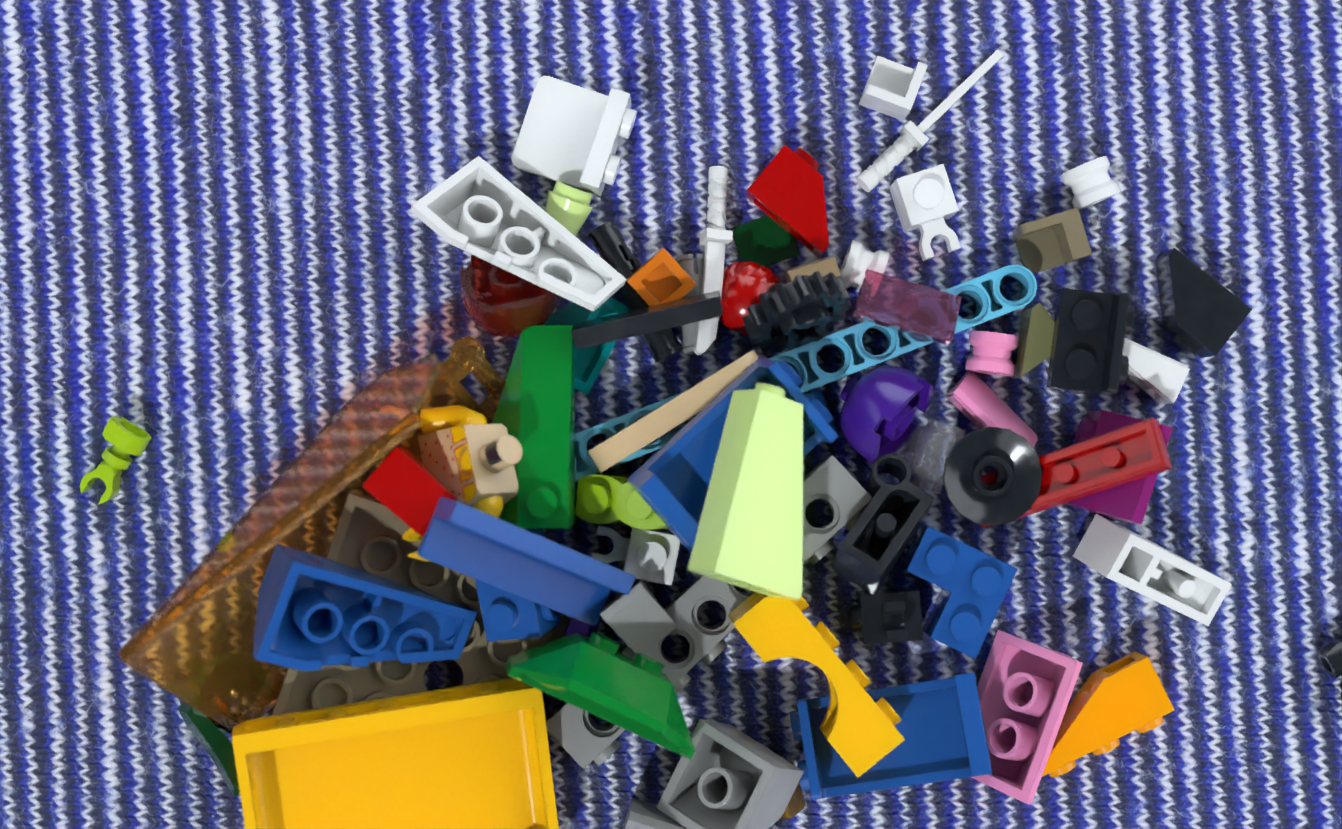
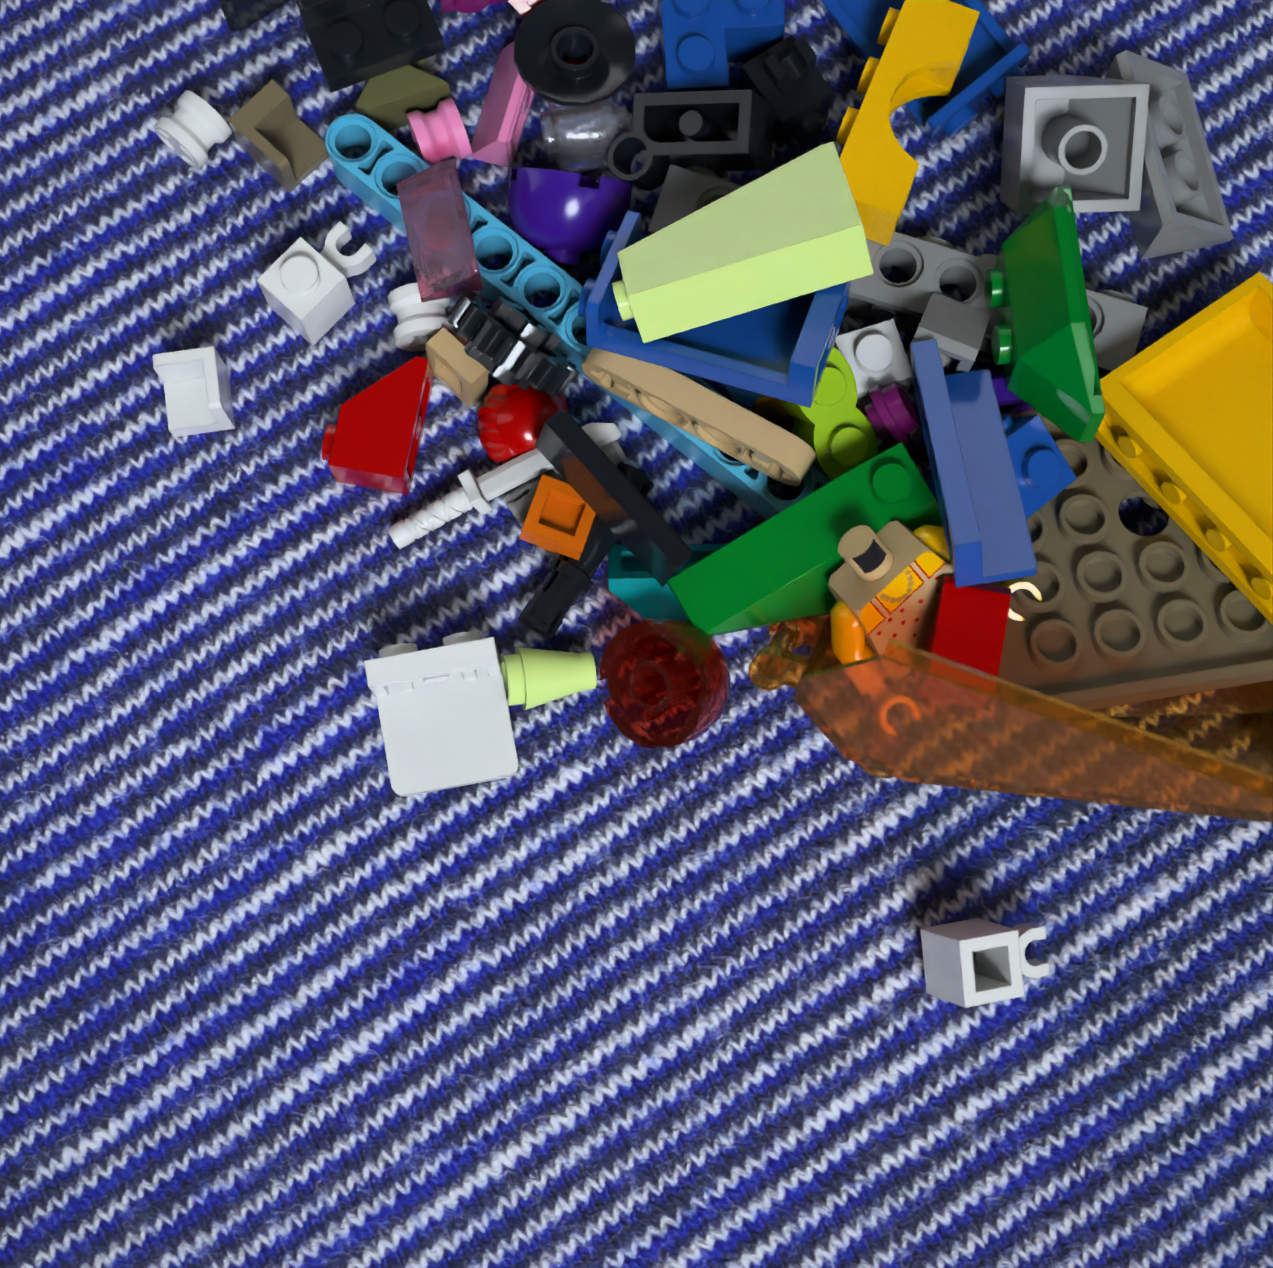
camera: 125 degrees left, 10 degrees down
(126, 441) = (1098, 1042): lime piece -> none
(215, 388) = (979, 960): none -> white brick
(334, 614) = (1146, 633): blue wedge -> none
(506, 228) = (600, 717): white wedge -> none
(604, 543) = (892, 412): none -> magenta plate
(764, 242) = (449, 446): dark green sticker -> none
(913, 136) = (239, 344): white sword -> none

